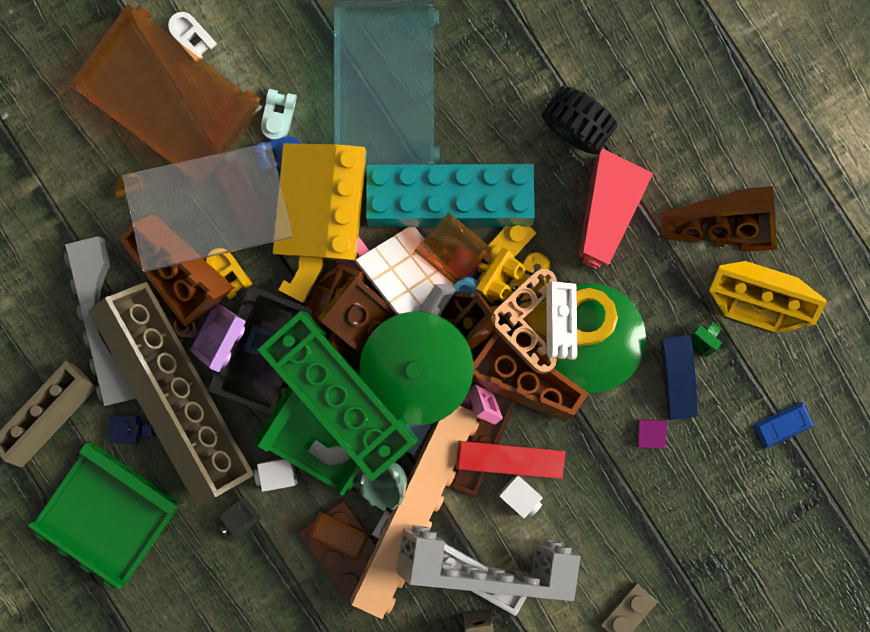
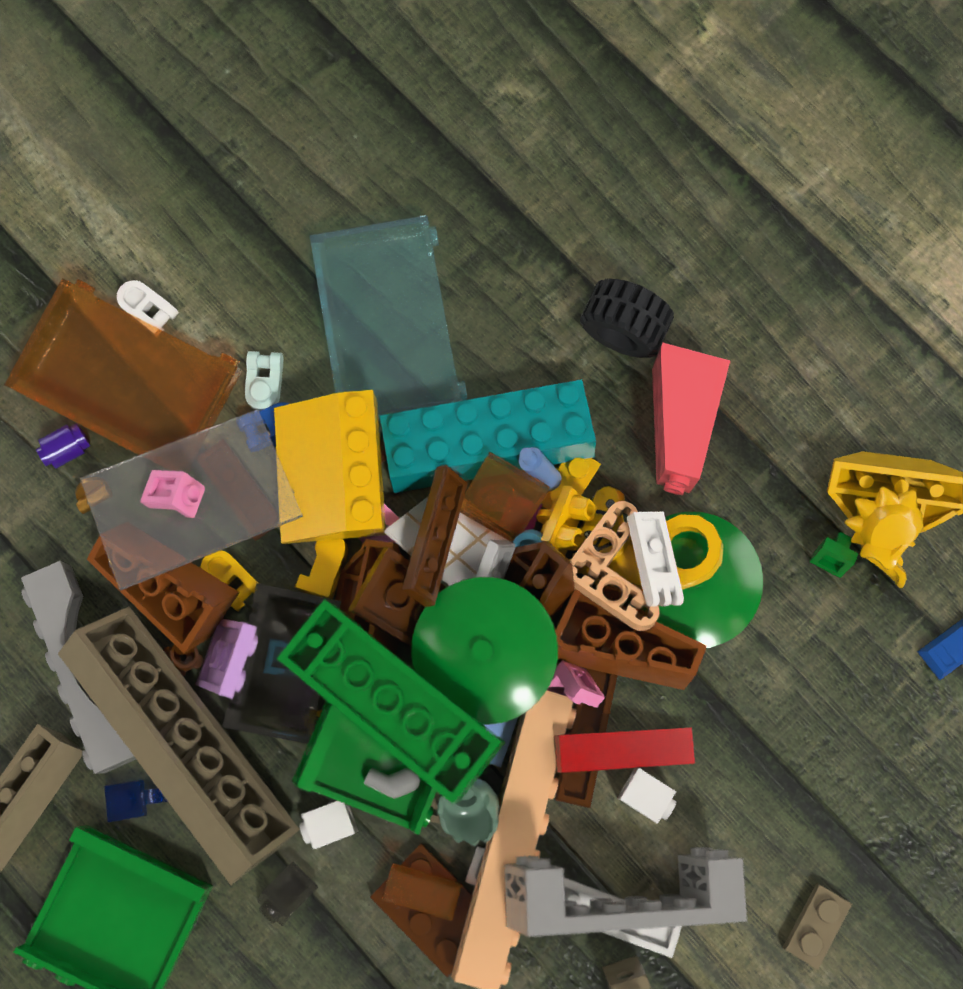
camera: 10 degrees left, 10 degrees down
(109, 141) = (62, 445): none -> dark purple brick
(194, 201) = (173, 491): none -> bright pink bracket
(394, 272) = (435, 536): none -> reddish brown tile
(486, 231) = (539, 467): none -> medium blue cylinder
(651, 433) = (795, 685): magenta tile -> none
(679, 376) = (814, 607): dark blue slope -> none
(736, 219) = (839, 404): reddish brown wedge -> none
(747, 329) = (887, 530): none -> yellow head

